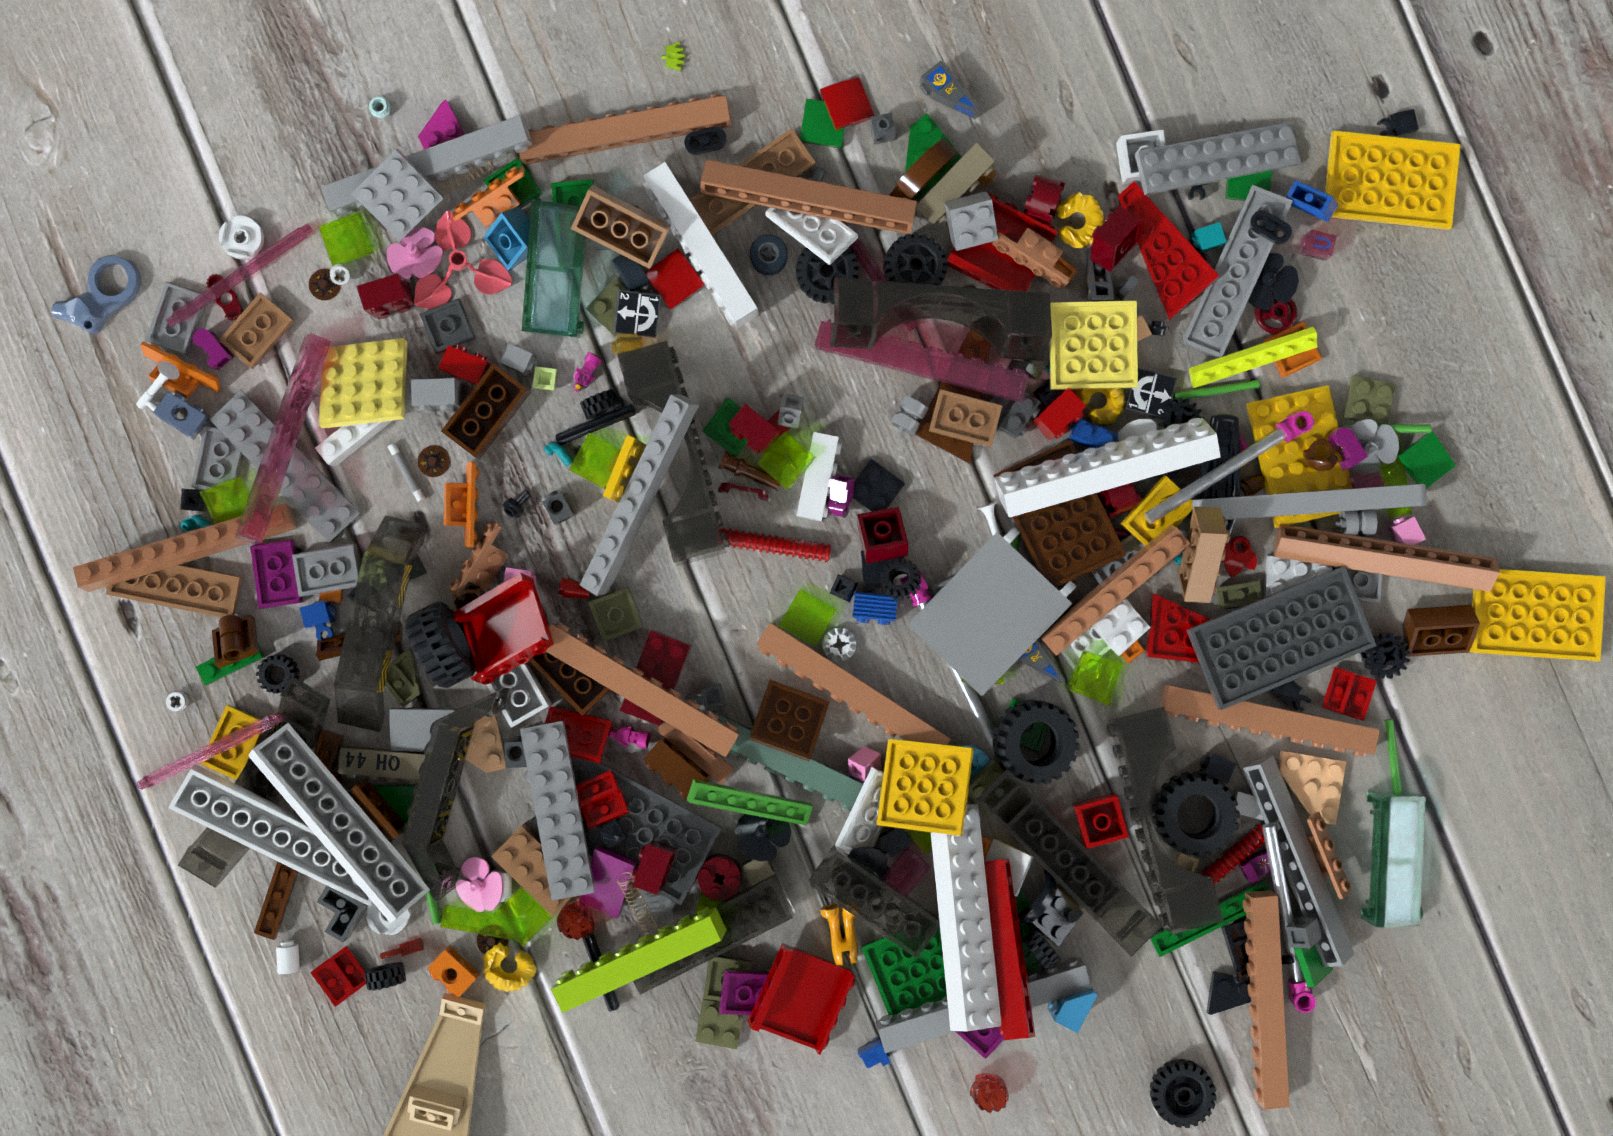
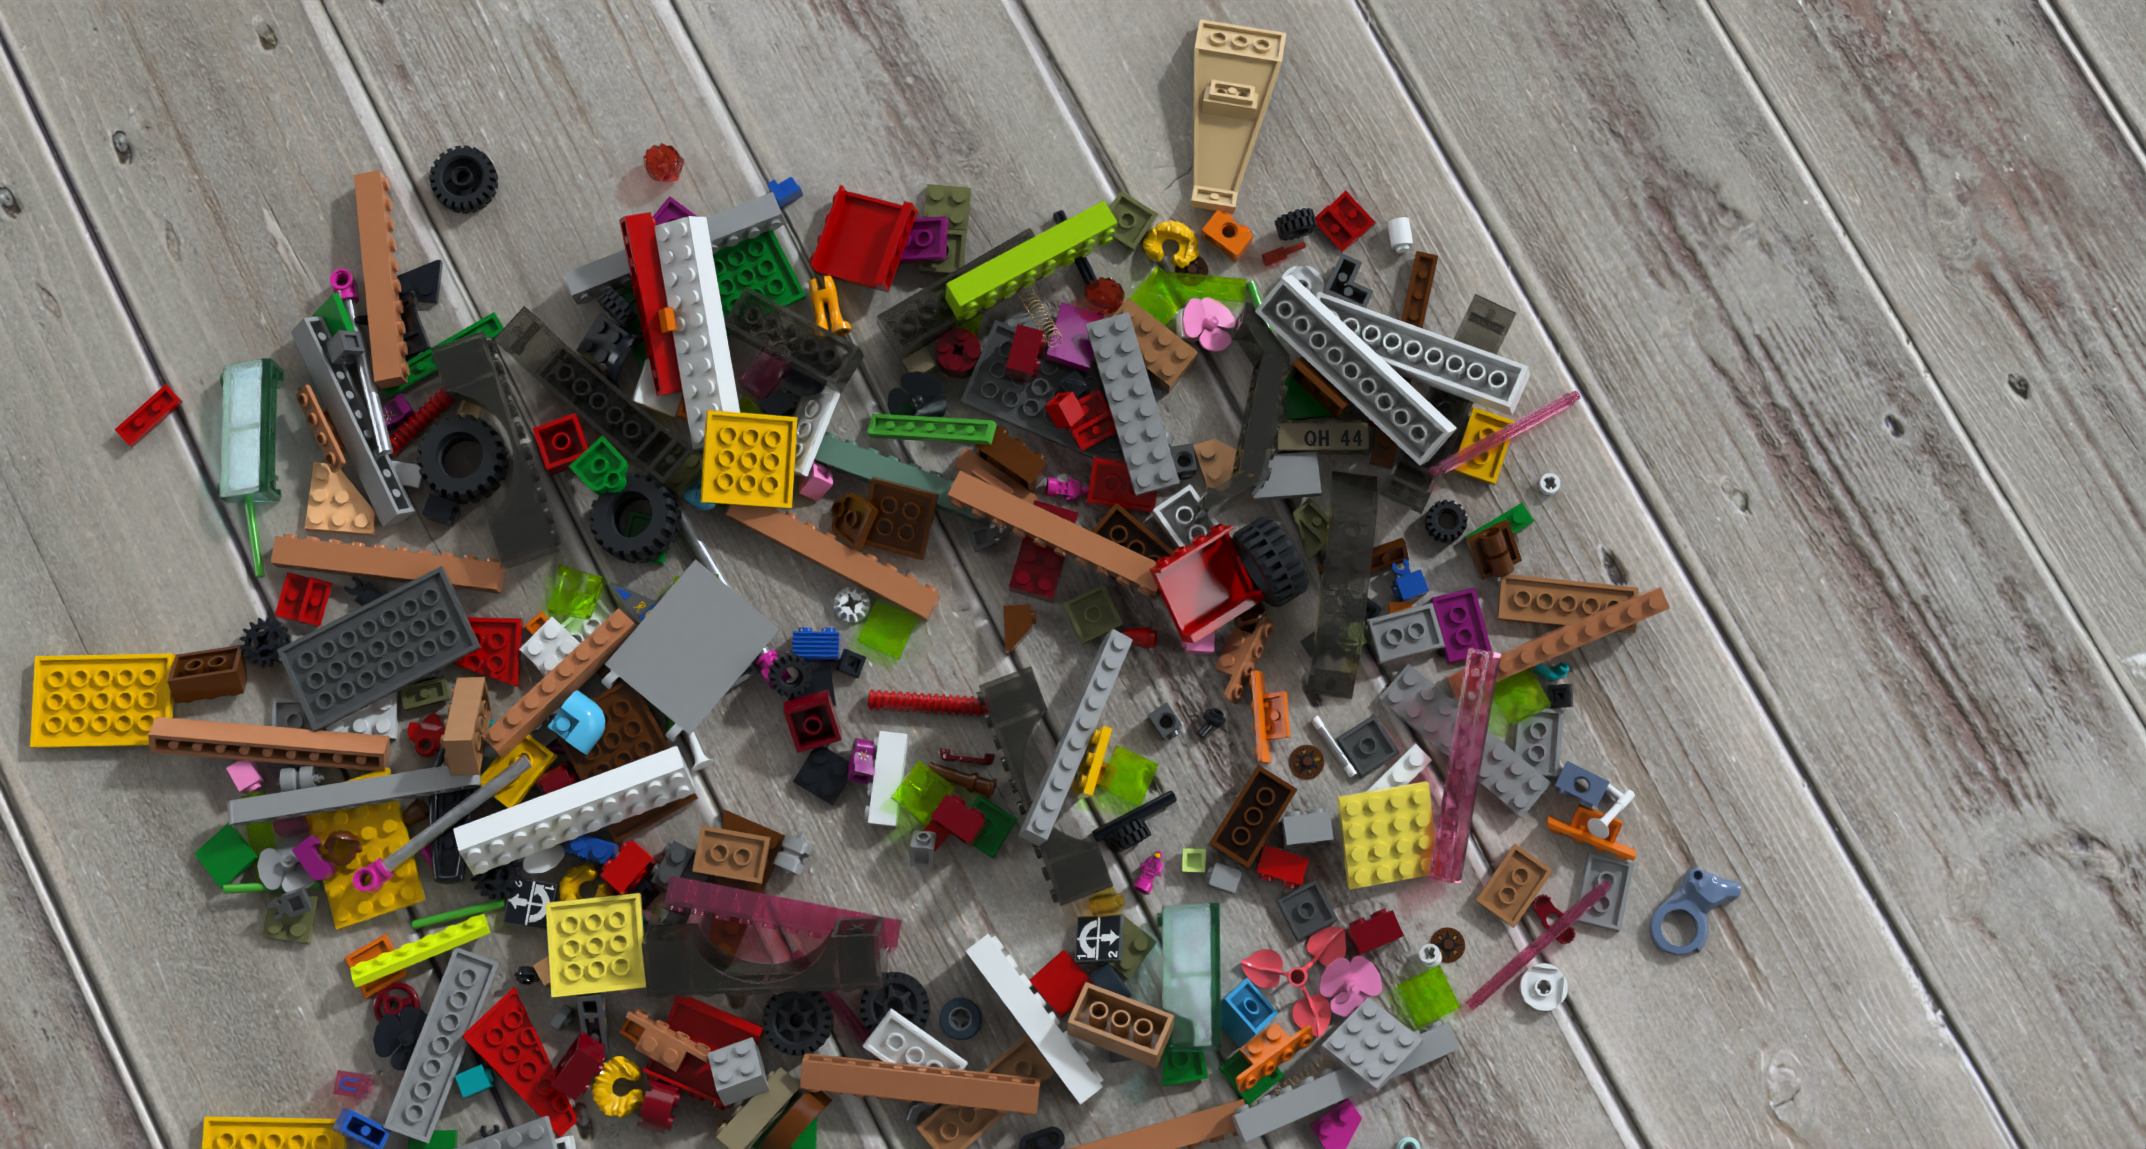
camera: 175 degrees right, 10 degrees down
(215, 349) = (1561, 866): magenta leg -> none
(375, 470) = (1367, 745): none -> dark grey tile
(539, 996) = (1133, 220): none -> olive plate
(561, 452) = (1165, 779): teal arm -> none
(622, 810) = (1064, 409): none -> red panel
(687, 610) = (1017, 625): none -> reddish brown slope
(831, 722) = (853, 519): none -> reddish brown plate
(994, 930) = (667, 320): none -> orange tile
(1064, 791) = (601, 468): none -> green plate
(1072, 1009) = (581, 250): dark azure slope -> none
(1098, 550) = (579, 722): none -> medium azure brick
(1271, 225) = (407, 1093): black plate -> none
(1367, 409) = (292, 902): none -> dark grey plate
(1490, 884) = (148, 415): none -> red plate

